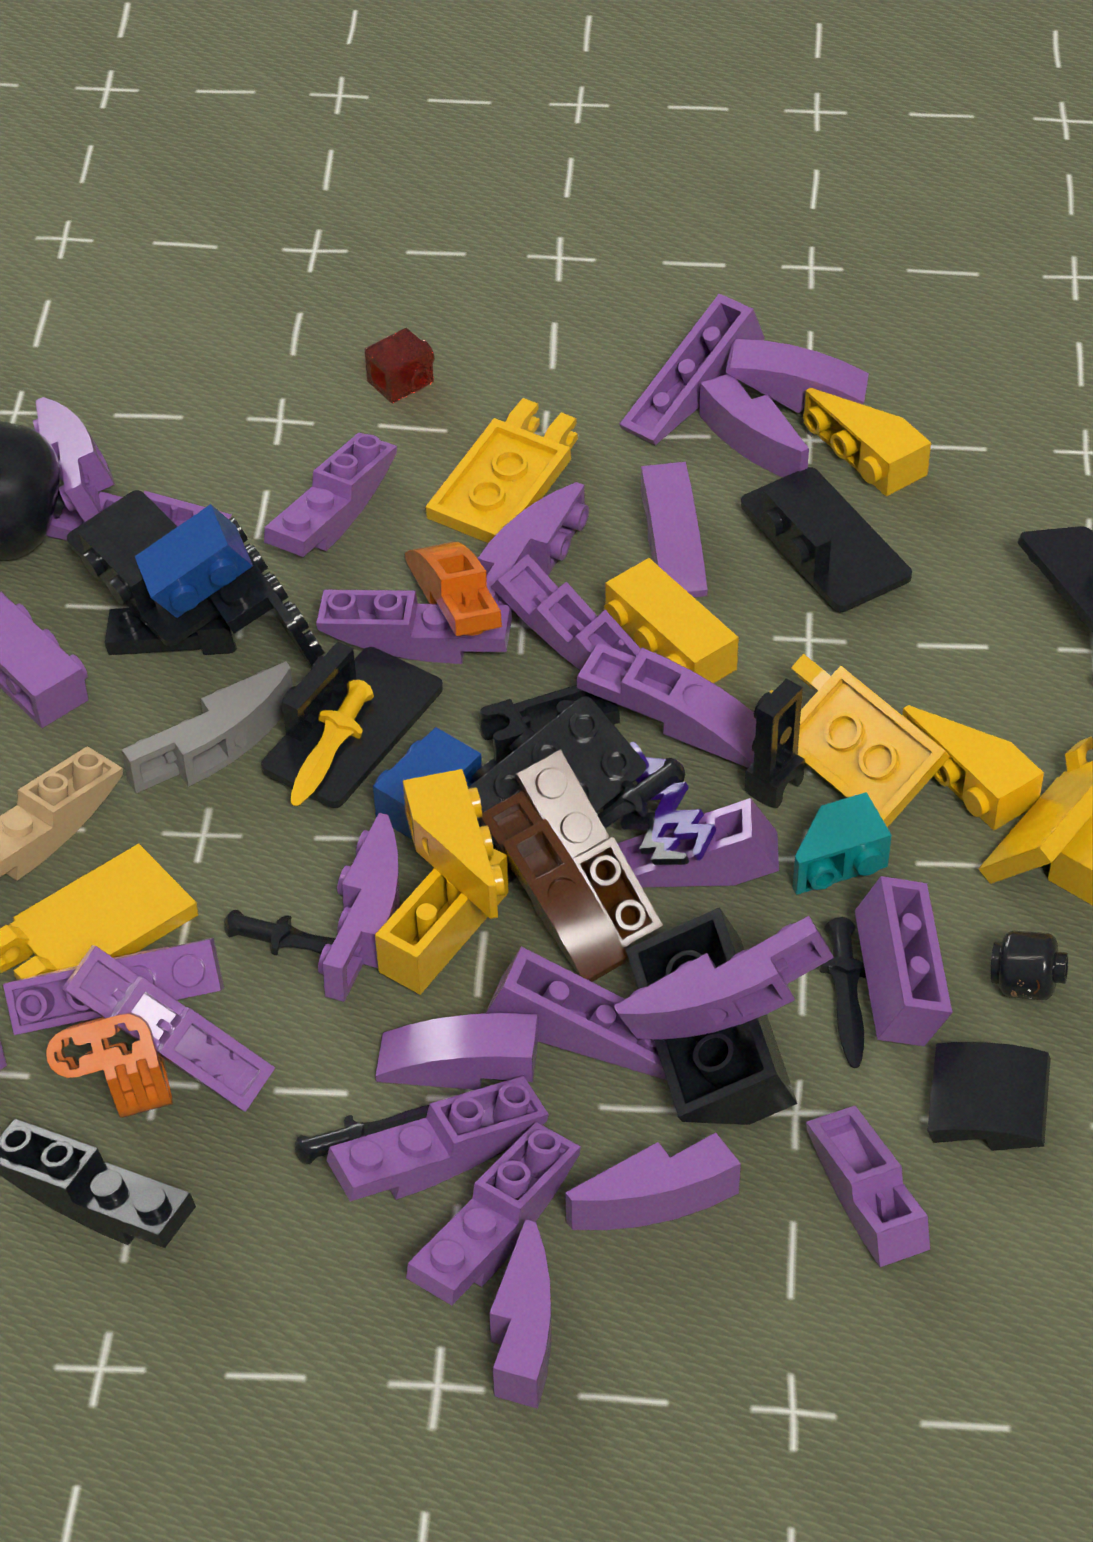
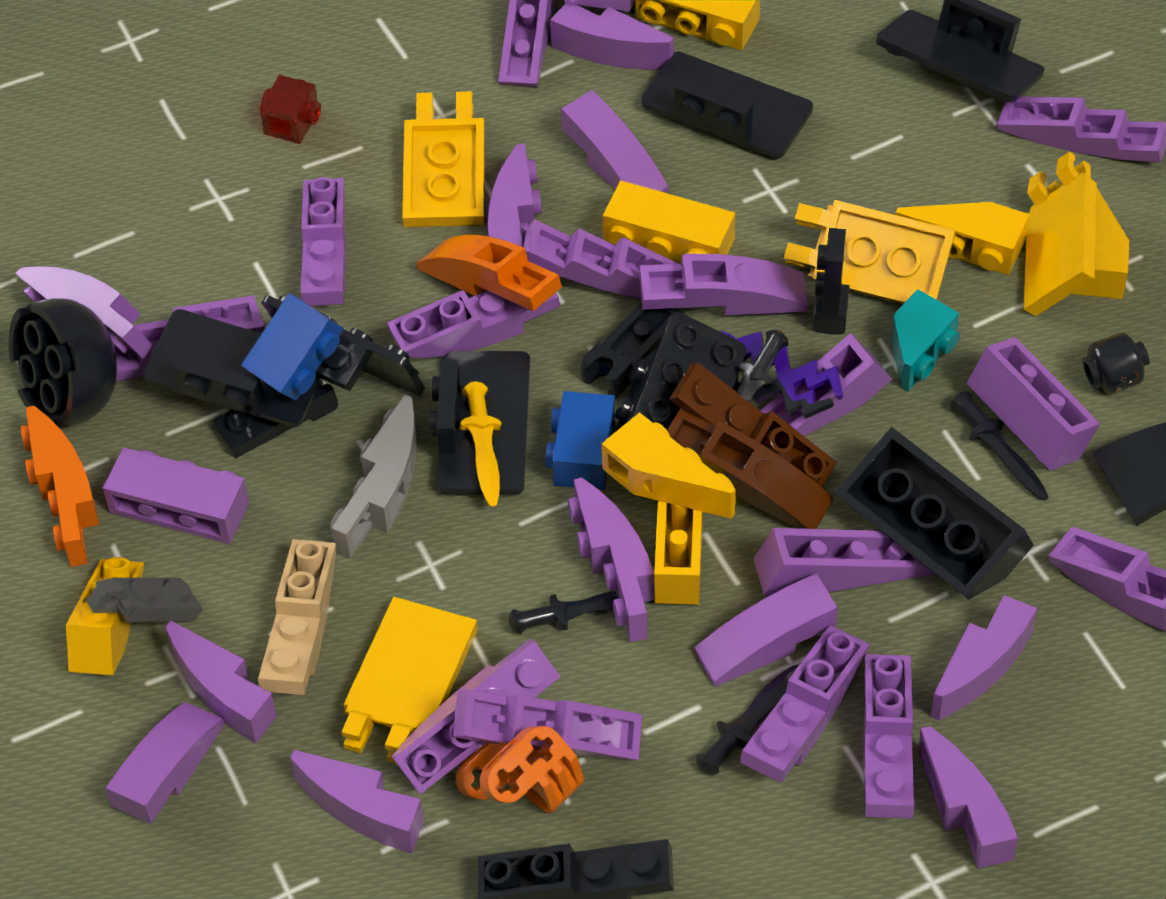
camera: 30 degrees left, 5 degrees up
(713, 998) = (935, 498): medium lavender slope -> none

